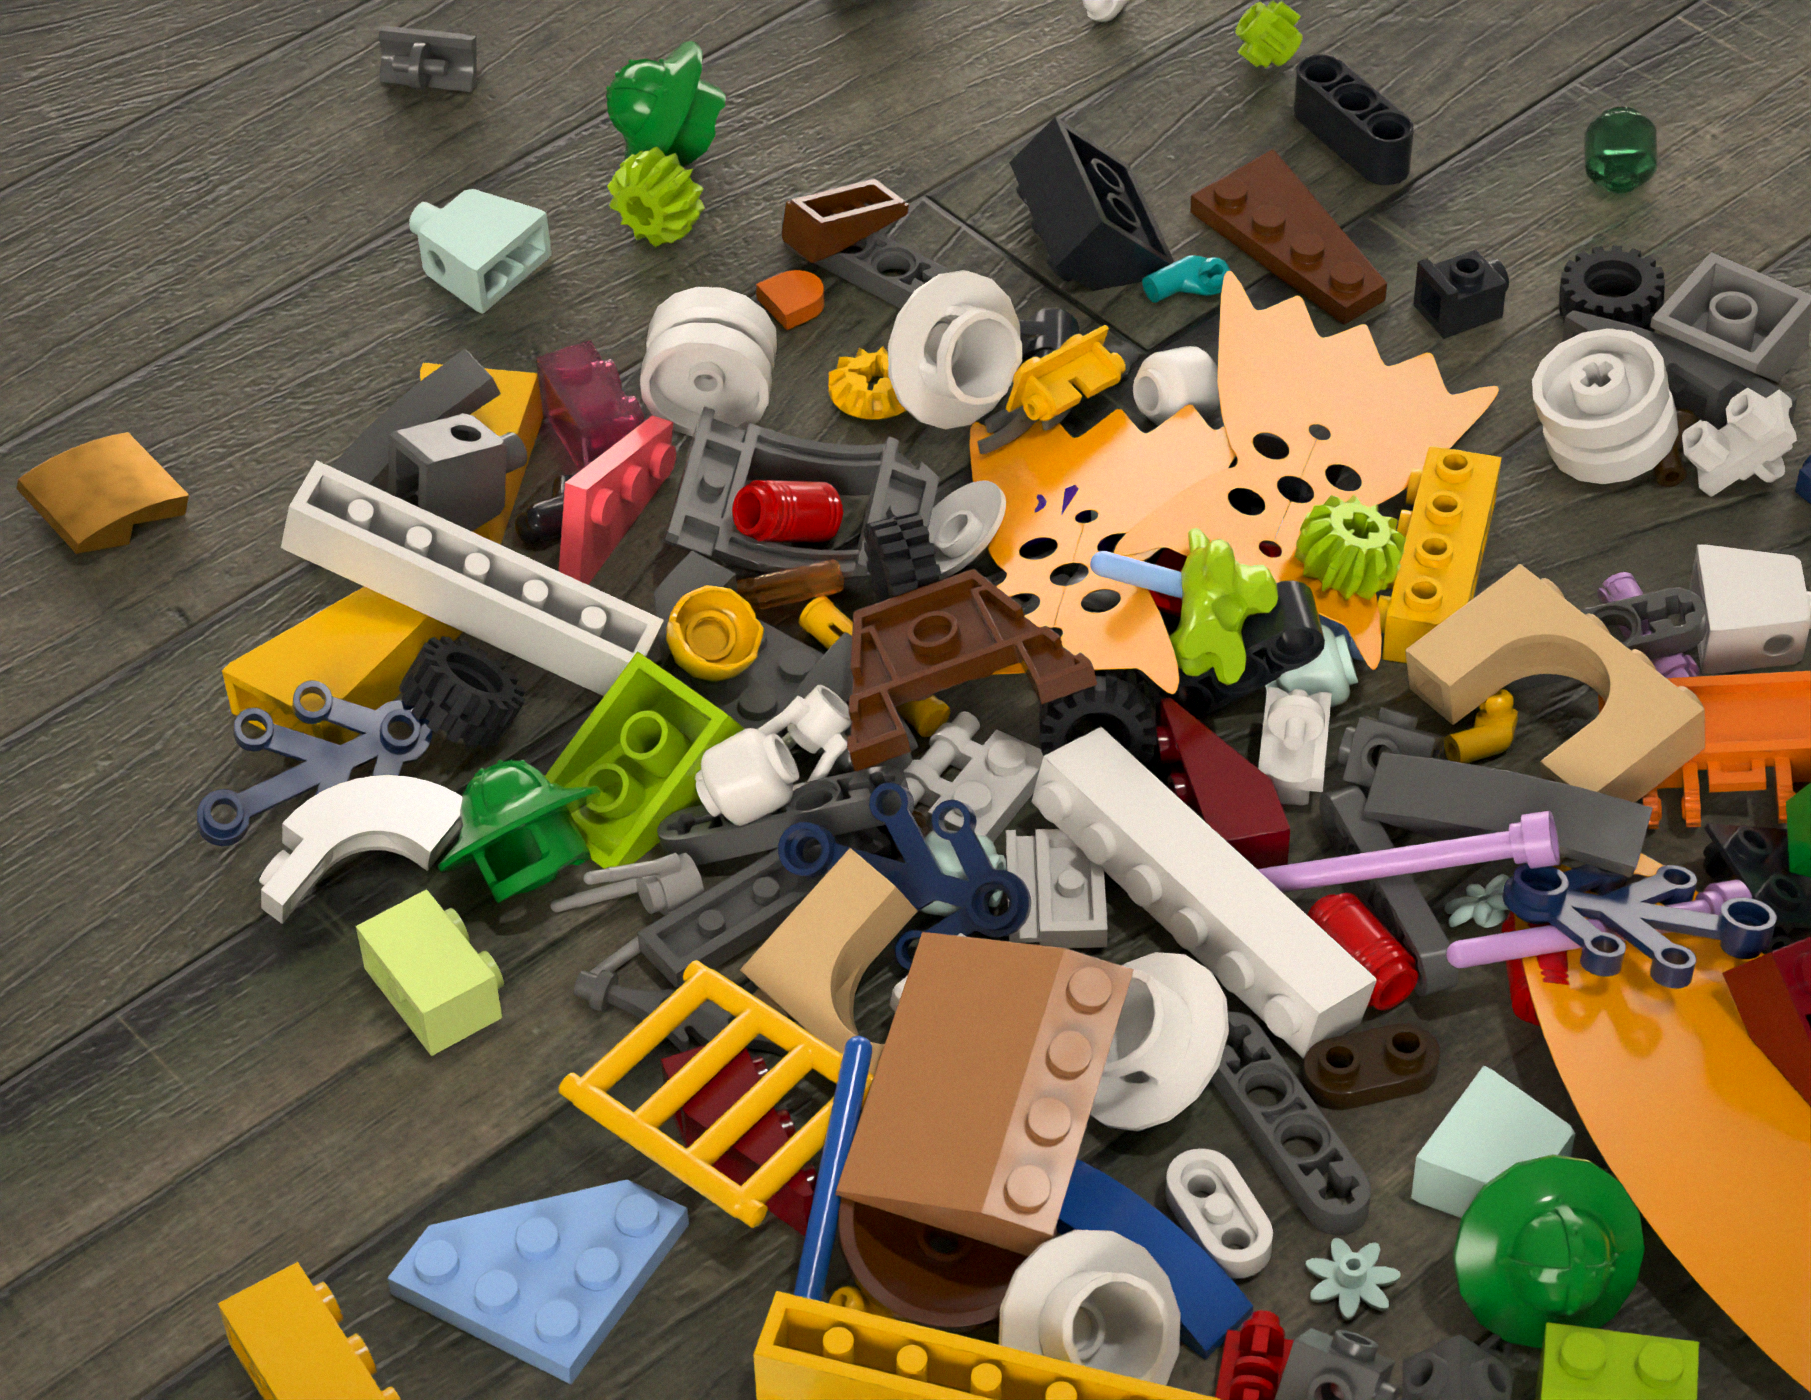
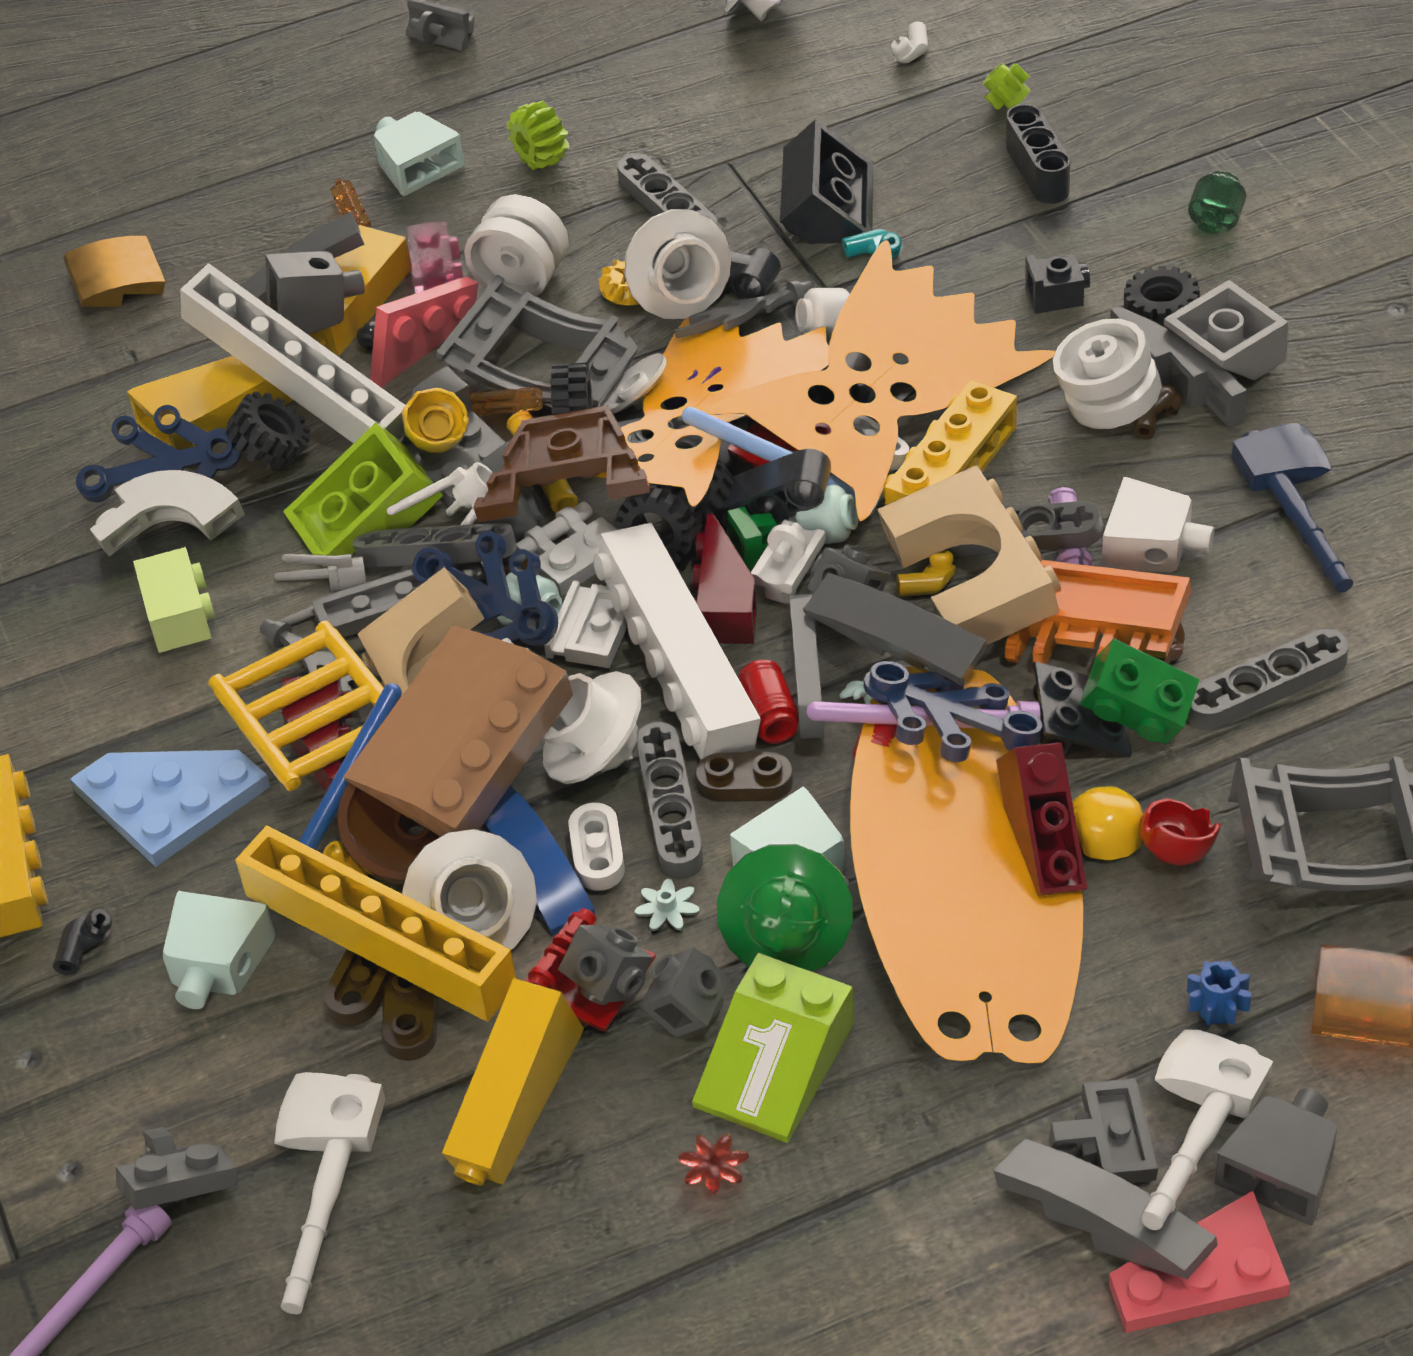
camera: 20 degrees right, 0 degrees up
(412, 335) = (348, 200): none -> clear orange axle
(518, 828) = (259, 521): green helmet -> none
(665, 105) = (564, 75): green helmet -> none
(747, 776) = (411, 513): white head -> none
(788, 511) = (525, 352): red head -> none
(792, 297) = (605, 216): orange tile -> none
(838, 218) = (652, 166): reddish brown slope -> none
(1046, 383) = (731, 296): yellow hinge -> none
(1215, 603) = (756, 453): lime animal -> none
(1225, 711) = (749, 534): none -> green tile
(1292, 235) = (960, 226): reddish brown wing -> none
(1350, 547) = (873, 436): lime gear -> none
(1528, 841) = (891, 645): lavender piece -> none
(1748, 445) = (1201, 419): white hips -> none

